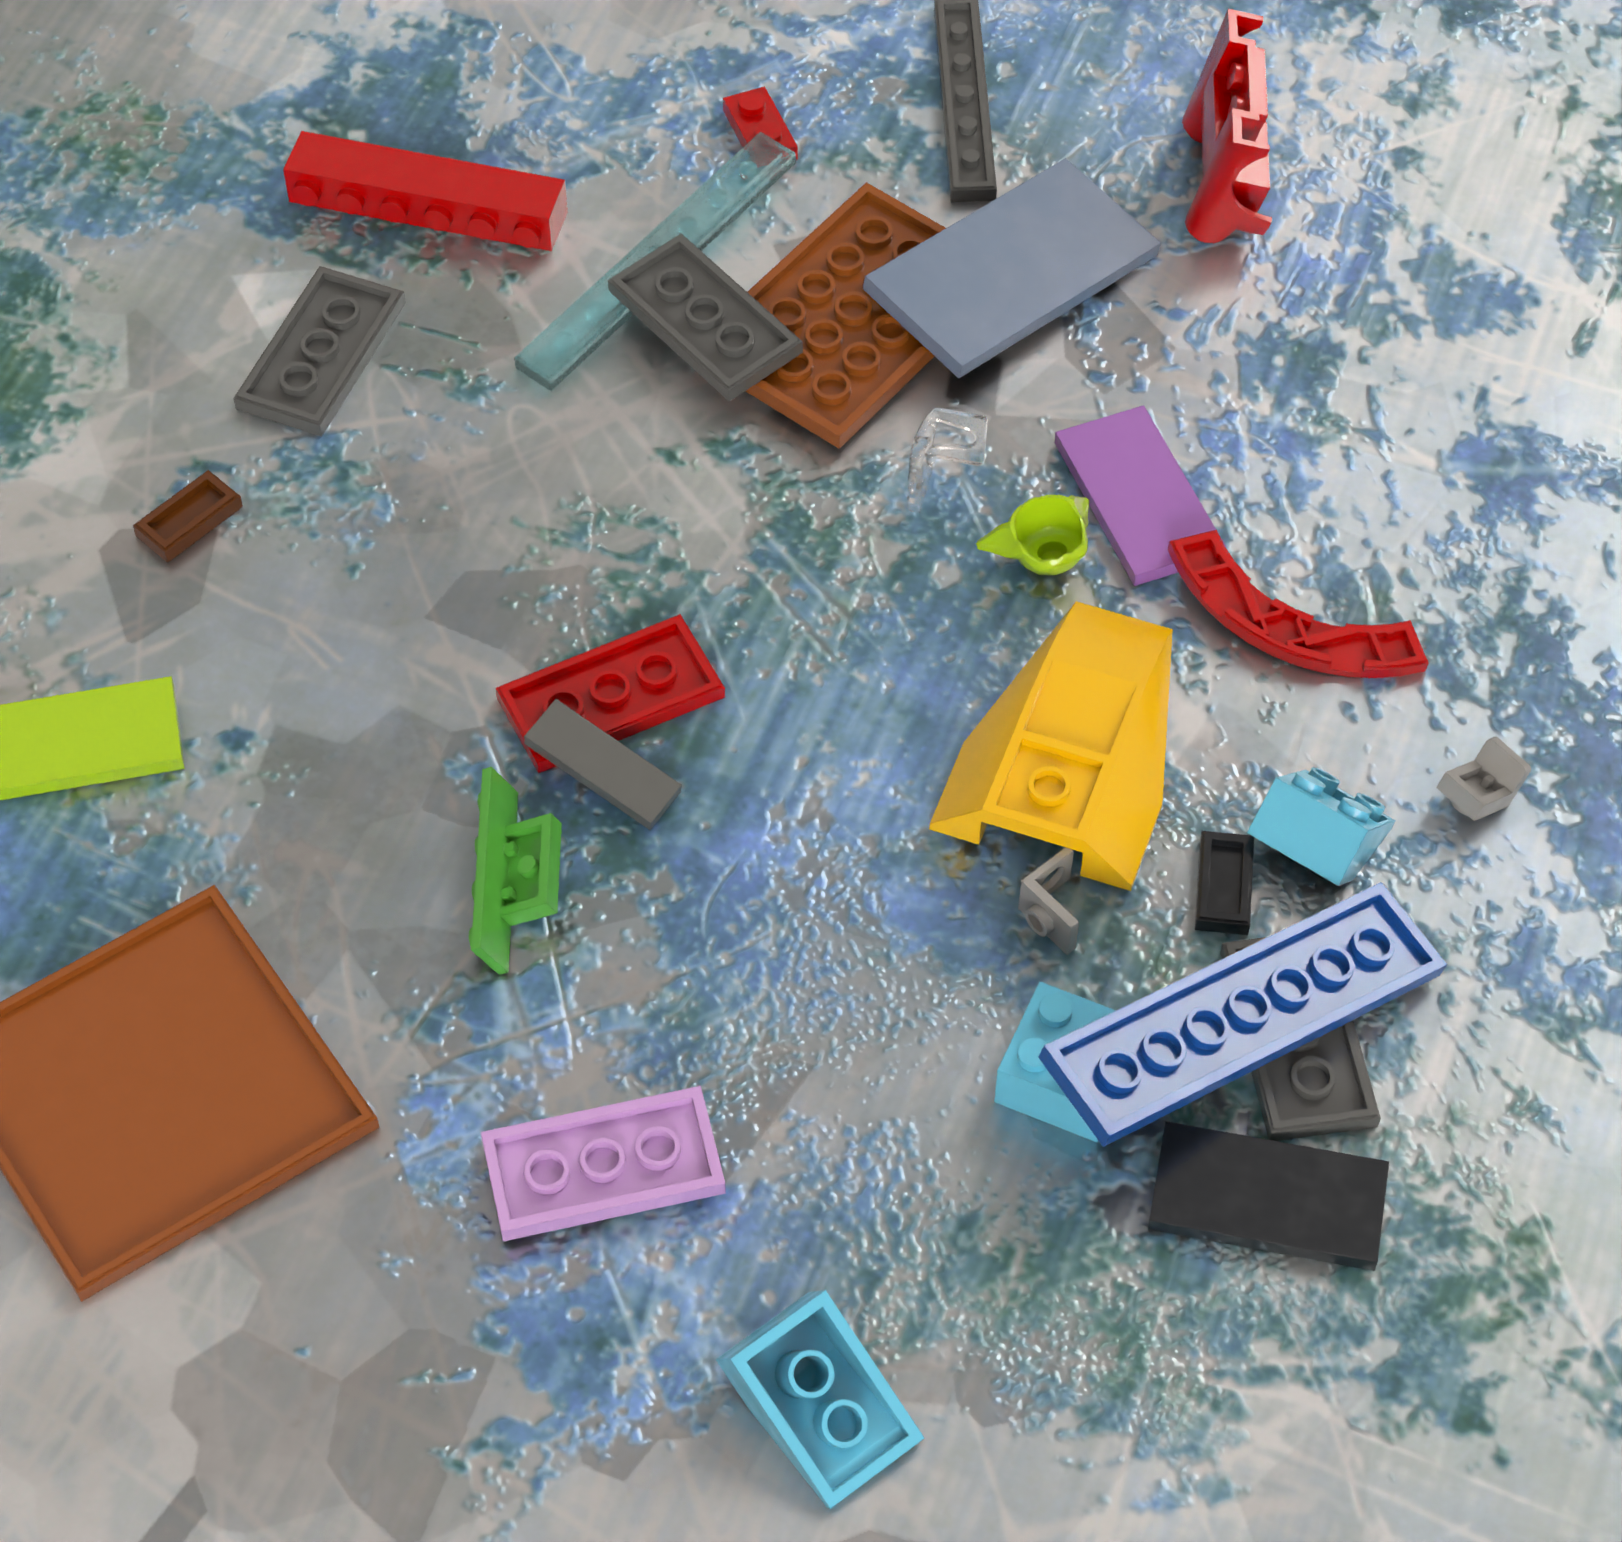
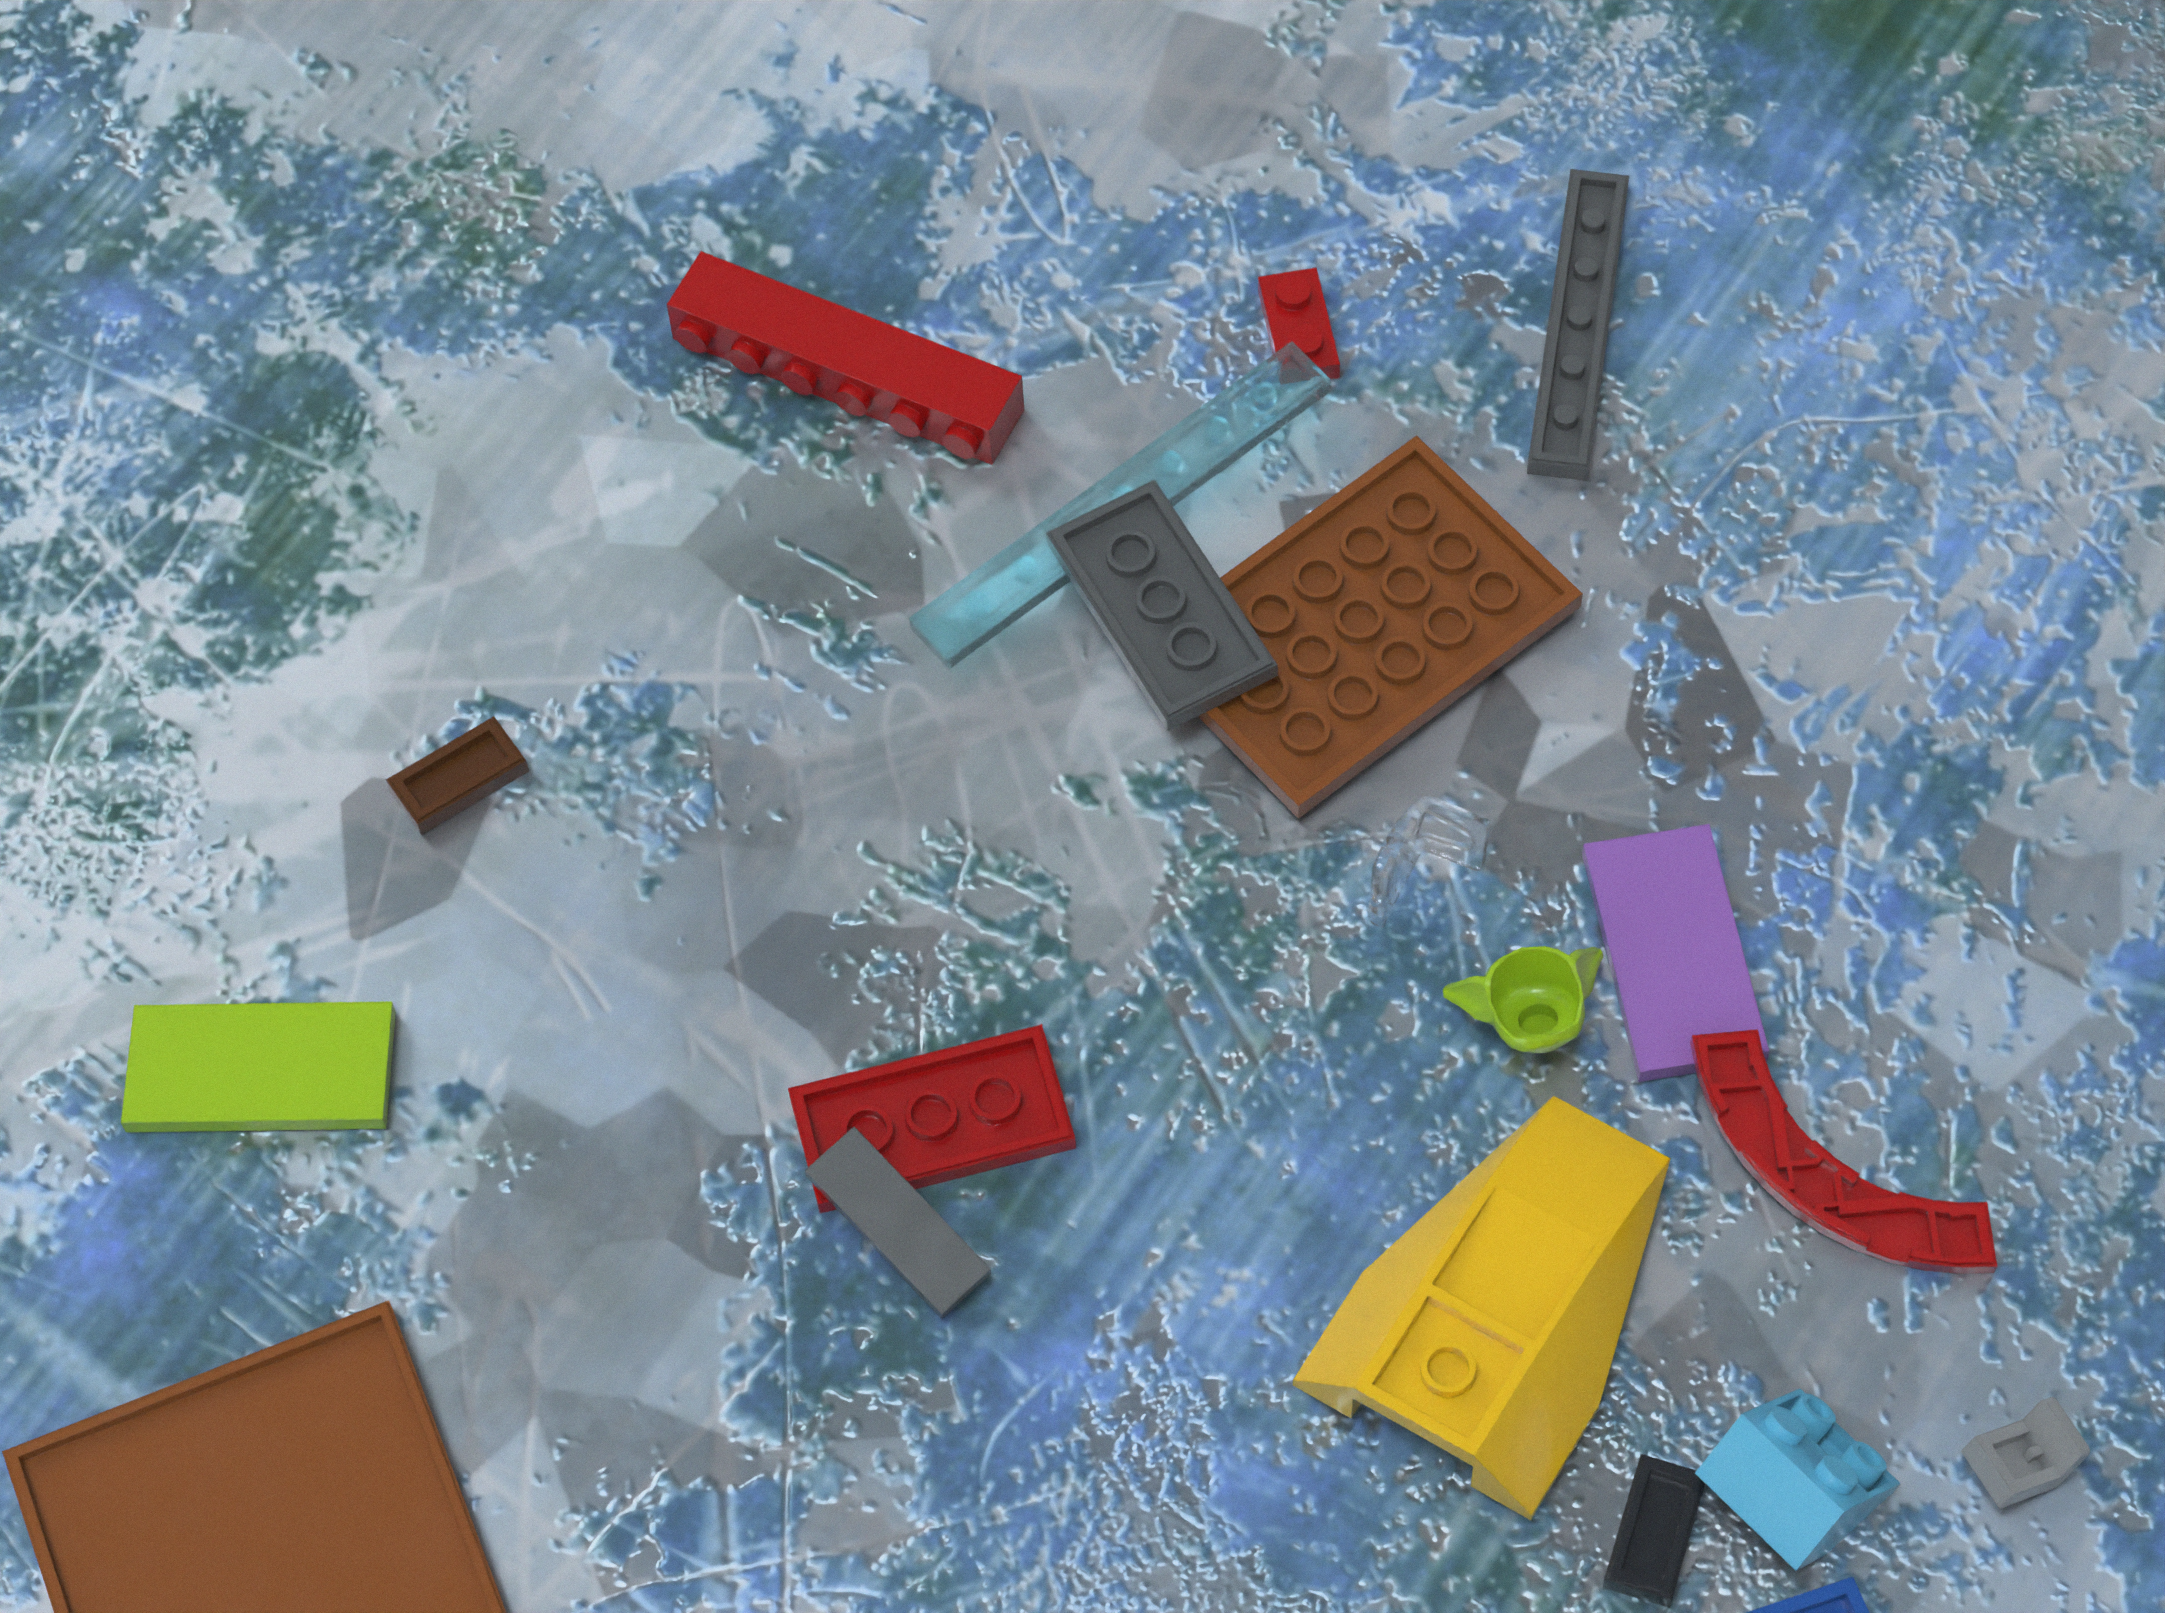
camera: 15 degrees right, 5 degrees up
(320, 351) = (668, 565): dark grey tile -> none
(513, 870) = (755, 1350): bright green bracket -> none
(1011, 267) = (1580, 593): sand blue tile -> none
(1044, 912) = (1405, 1532): light grey bracket -> none
(1230, 122) = (1913, 456): red piece -> none

